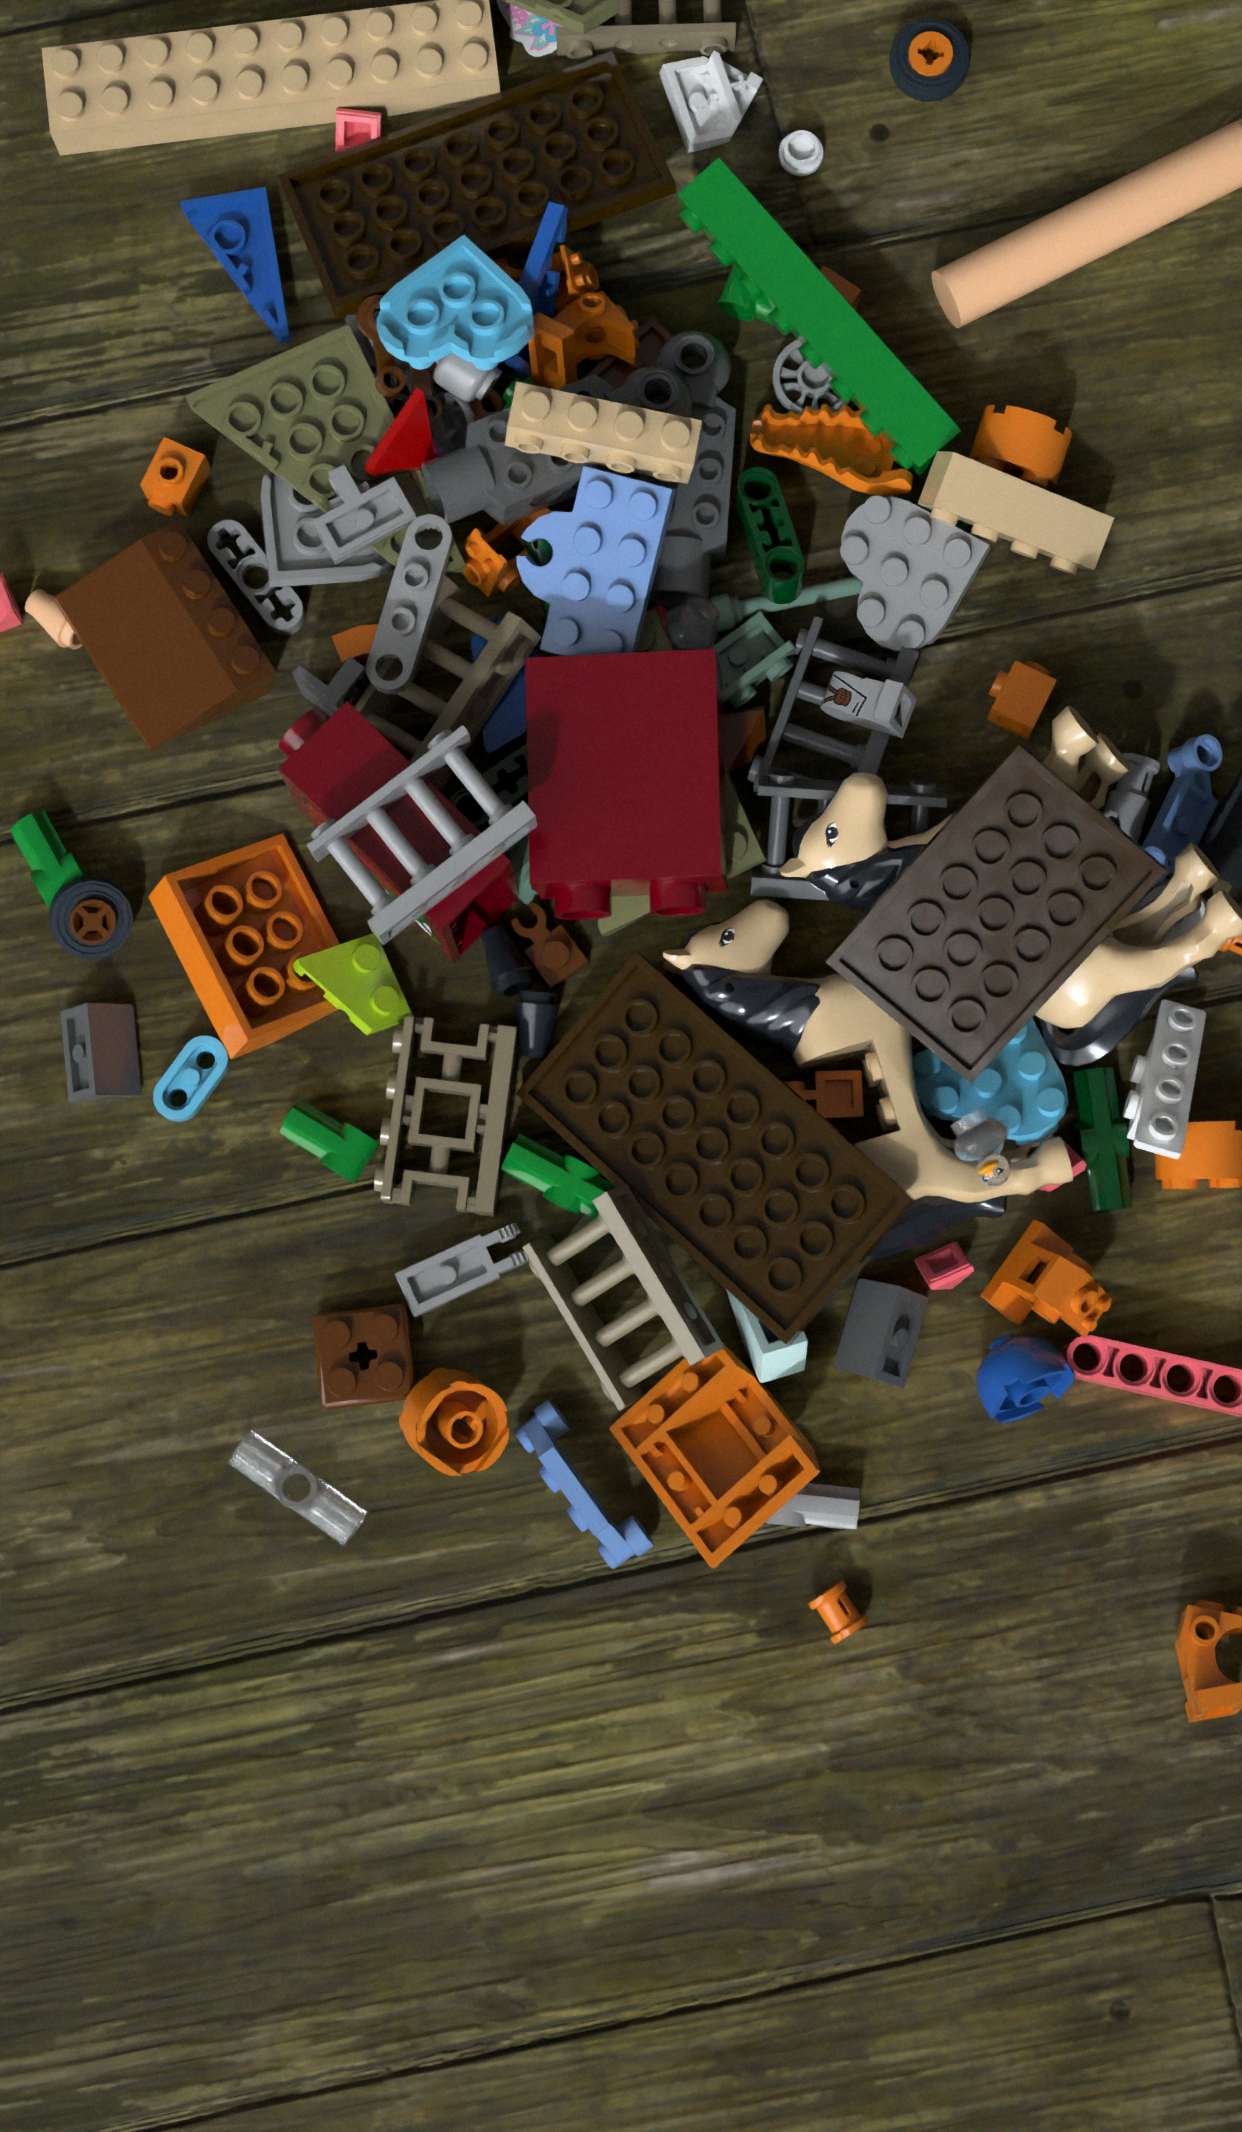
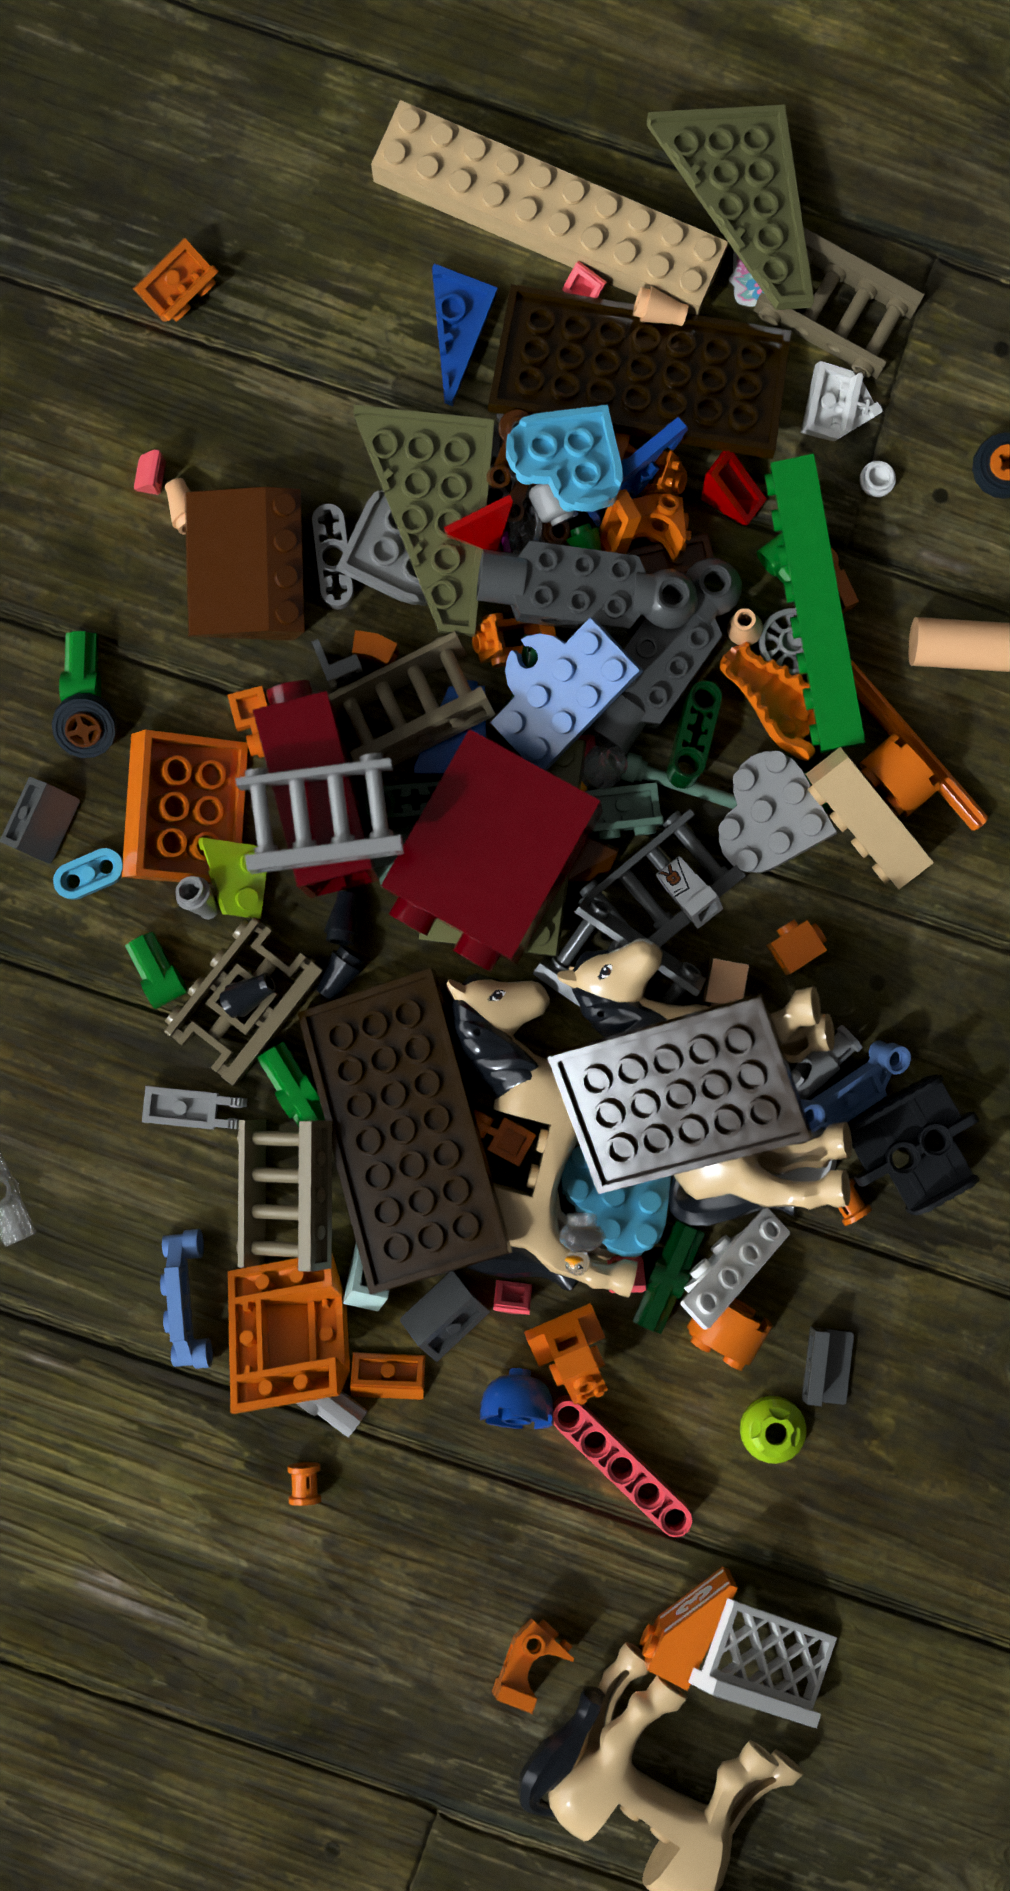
camera: 20 degrees right, 5 degrees up
(175, 478) = (317, 456): orange brick -> none
(266, 796) = (242, 708): none -> orange plate
(328, 1029) = (196, 896): none -> light grey cone
(340, 1336) = (116, 1120): reddish brown brick -> none
(361, 514) = (422, 559): light grey hinge -> none
(410, 604) = (420, 640): light grey plate -> none
(432, 1411) = (124, 1210): orange brick -> none
(448, 1103) = (245, 995): none -> black cone
(453, 106) = (658, 307): none -> light nougat cone
(553, 952) = (379, 932): reddish brown plate -> none
(602, 433) = (615, 603): tan brick -> none
(650, 253) = (732, 489): none -> red slope
(754, 398) = (742, 634): none -> light nougat cone
(859, 1438) = (388, 1376): none -> orange slope
(962, 775) = (724, 982): none -> light nougat brick
(975, 399) = (895, 724): none -> orange axle

